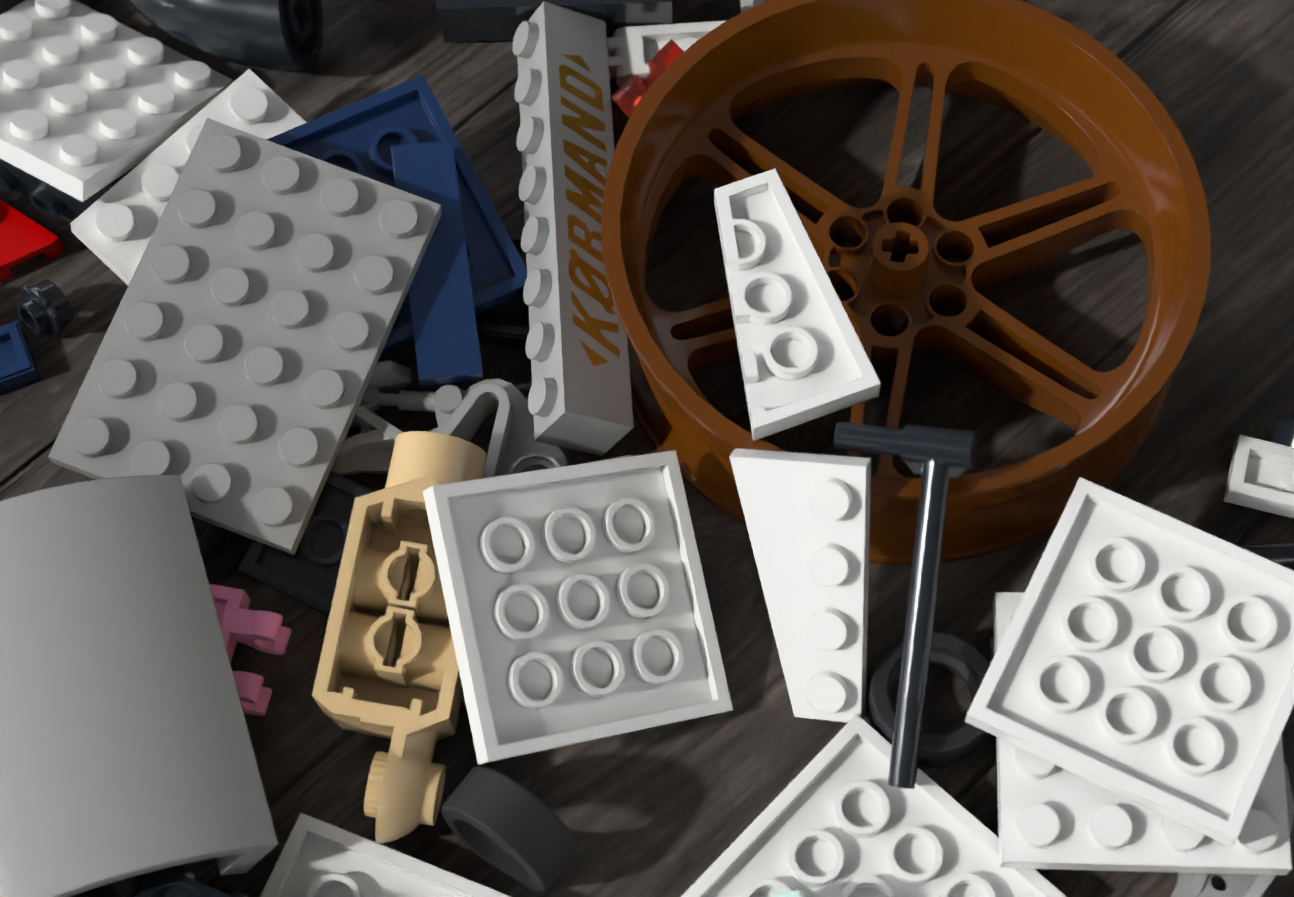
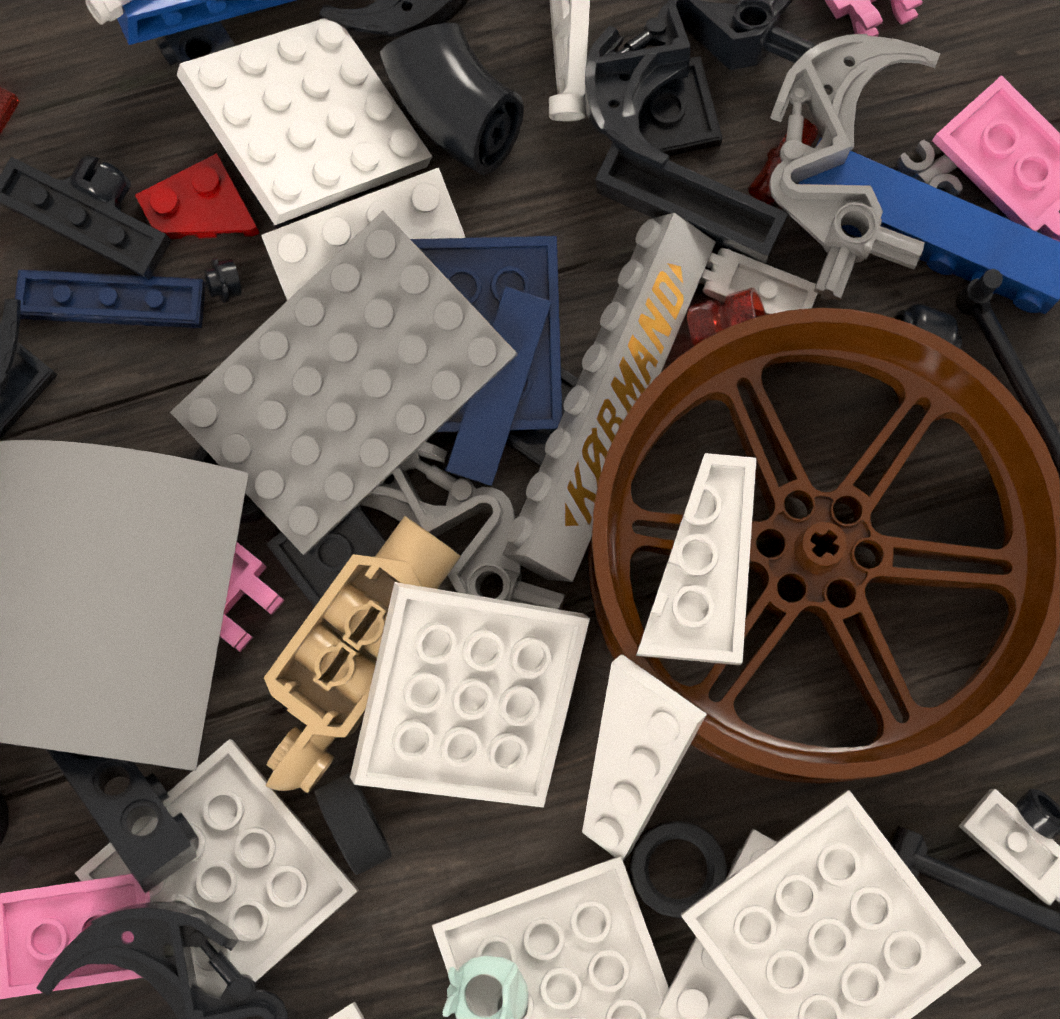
camera: 25 degrees right, 15 degrees up
(937, 456) = (752, 738): black bar -> none

